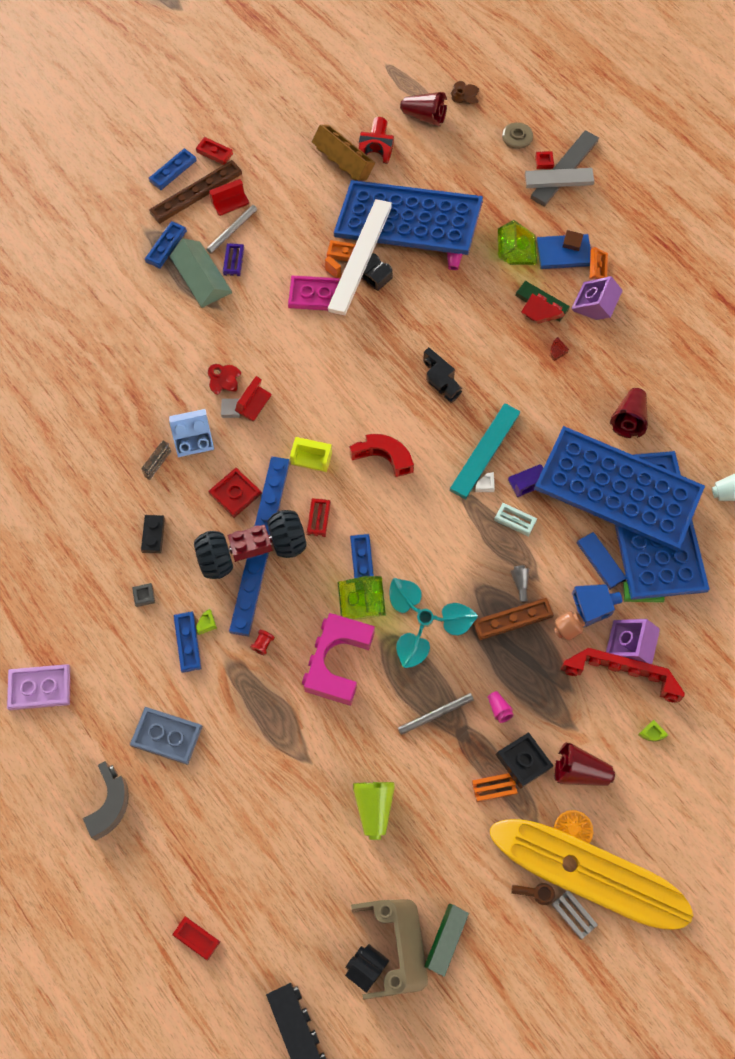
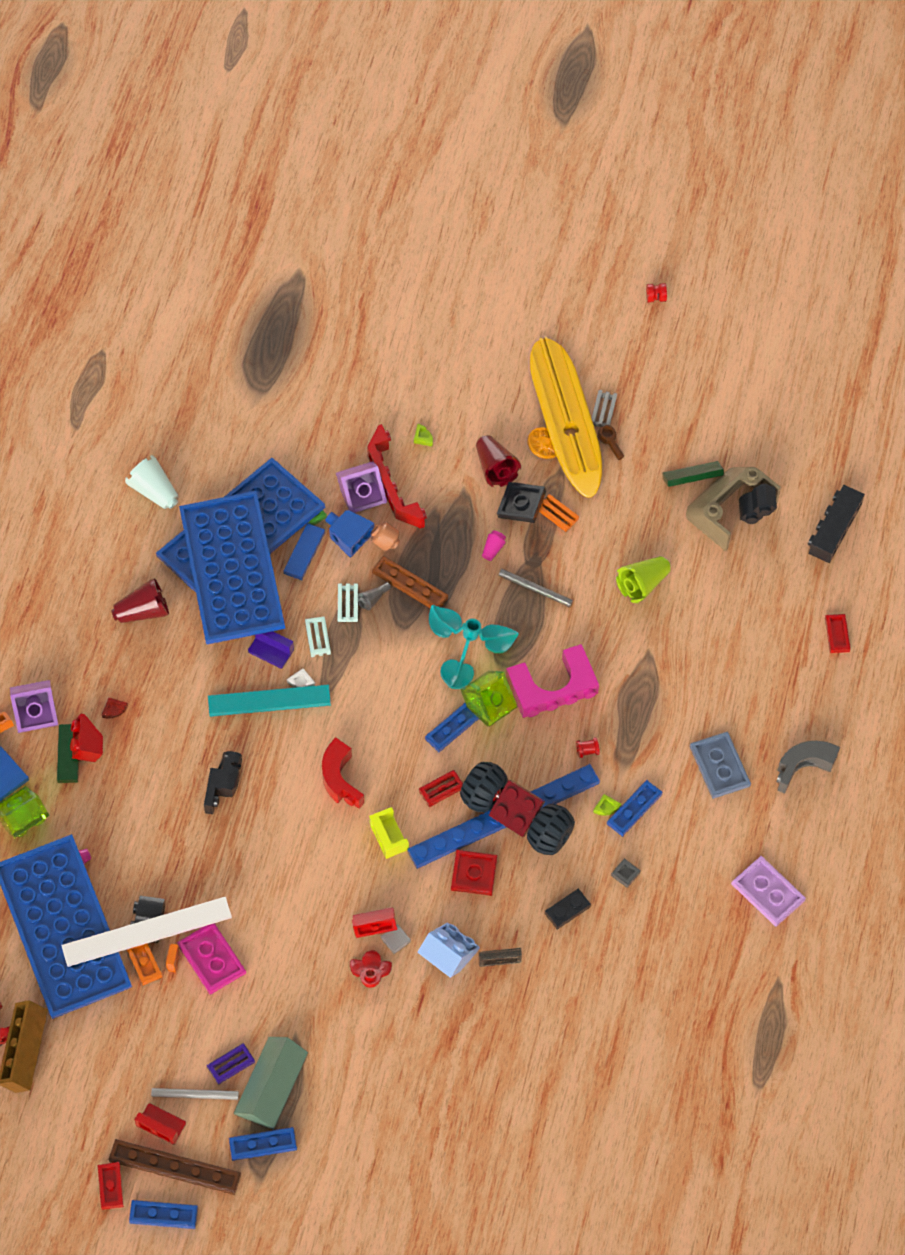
camera: 130 degrees left, 5 degrees down
(533, 554) = (348, 588): none -> light aqua tile

